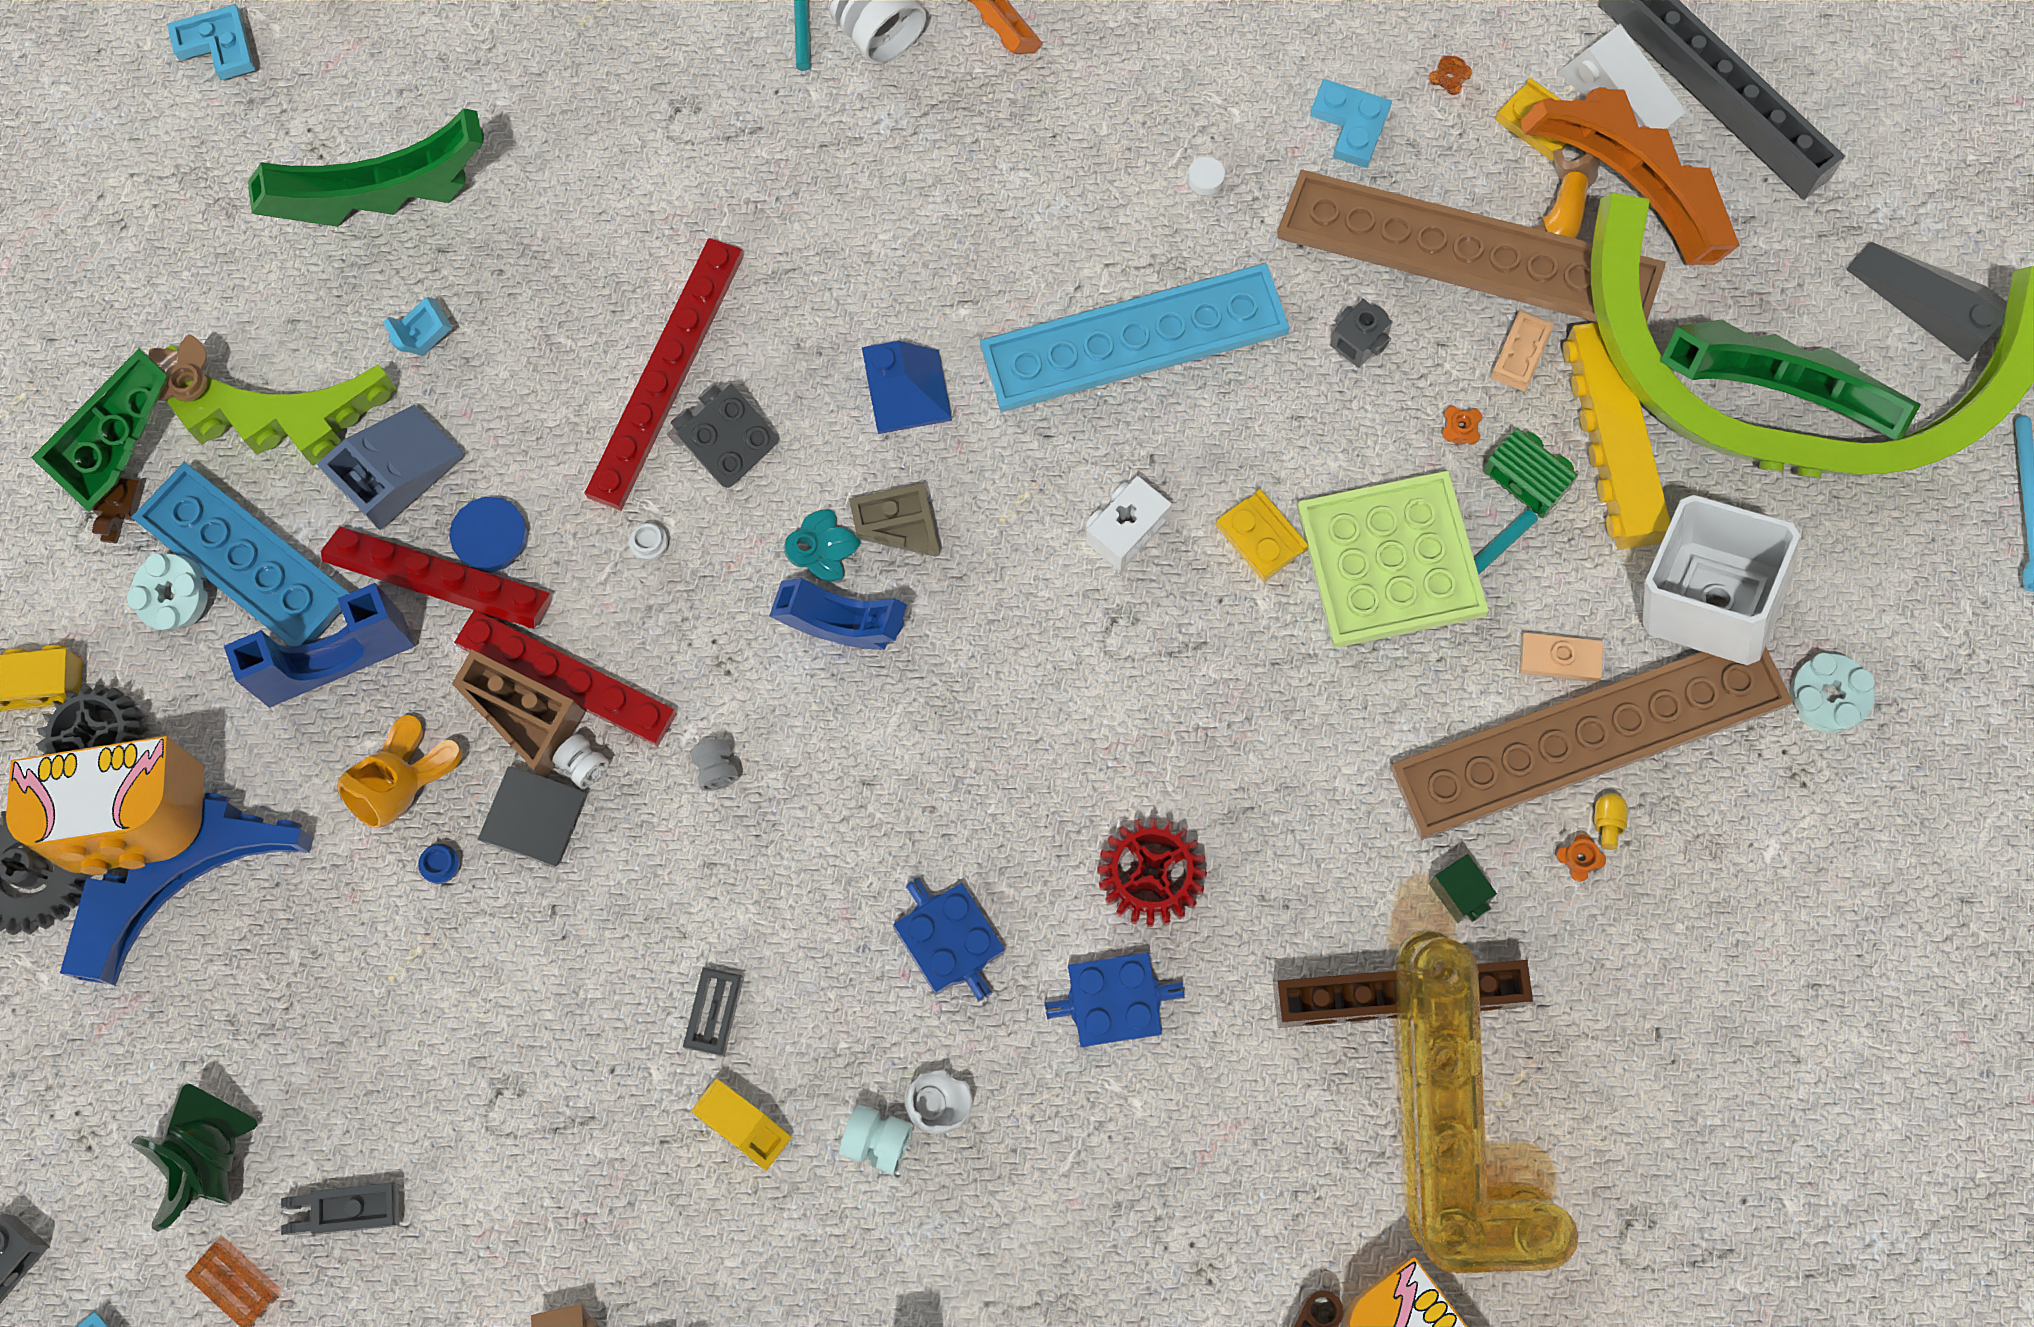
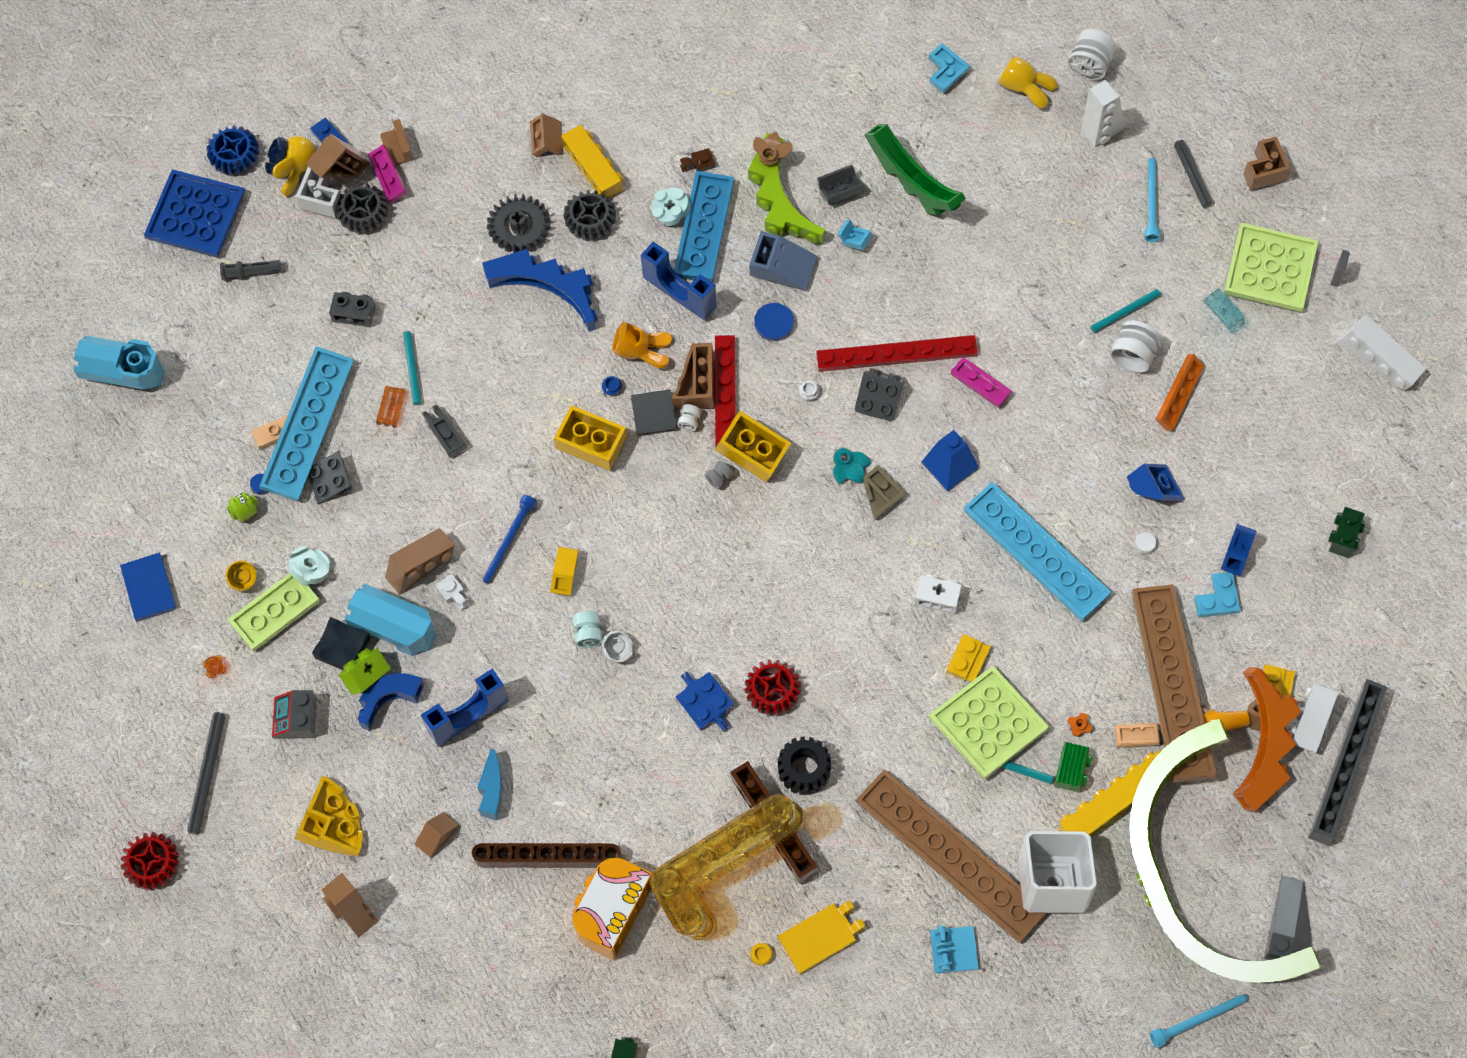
camera: 60 degrees right, 5 degrees down
(102, 434) = (721, 136): green wedge -> none
(107, 804) = (561, 238): brick -> none
(193, 1212) = (412, 368): none -> teal bar
(195, 1151) = (438, 358): dark green helmet -> none
(312, 304) = (839, 185): none -> dark grey bracket
(436, 577) = (740, 311): red plate -> none
(517, 949) = (590, 438): none -> yellow brick
(576, 1130) = (527, 504): none -> blue piece
(701, 680) = (752, 446): none -> yellow brick
(728, 1017) = (615, 540): dark grey tile -> none
(796, 271) = (980, 382): none -> dark pink plate
(837, 617) = (817, 488): blue arch -> none
(948, 939) = (694, 616): blue plate -> none
(1120, 110) = (1155, 482): none -> blue slope
(1296, 54) = (1238, 550): none -> blue brick
(1340, 862) = (808, 749): none -> black tyre
(1361, 332) = (1099, 653): dark grey brick -> none
(1451, 65) = (1274, 626): clear orange plate -> none
(1463, 890) = (840, 830): dark green brick -> none
(1561, 657) = (984, 825): light nougat plate -> none
(1593, 857) = (893, 877): orange plate -> none
(1610, 819) = (914, 883): yellow cylinder -> none
(1619, 1137) = (761, 954): none -> yellow tile
(1633, 1020) = (820, 936): none -> yellow tile
(1753, 814) = (954, 949): none -> medium azure hinge
(1770, 361) = (1193, 852): green arch -> none
(1852, 683) = (1048, 969): light aqua plate -> none

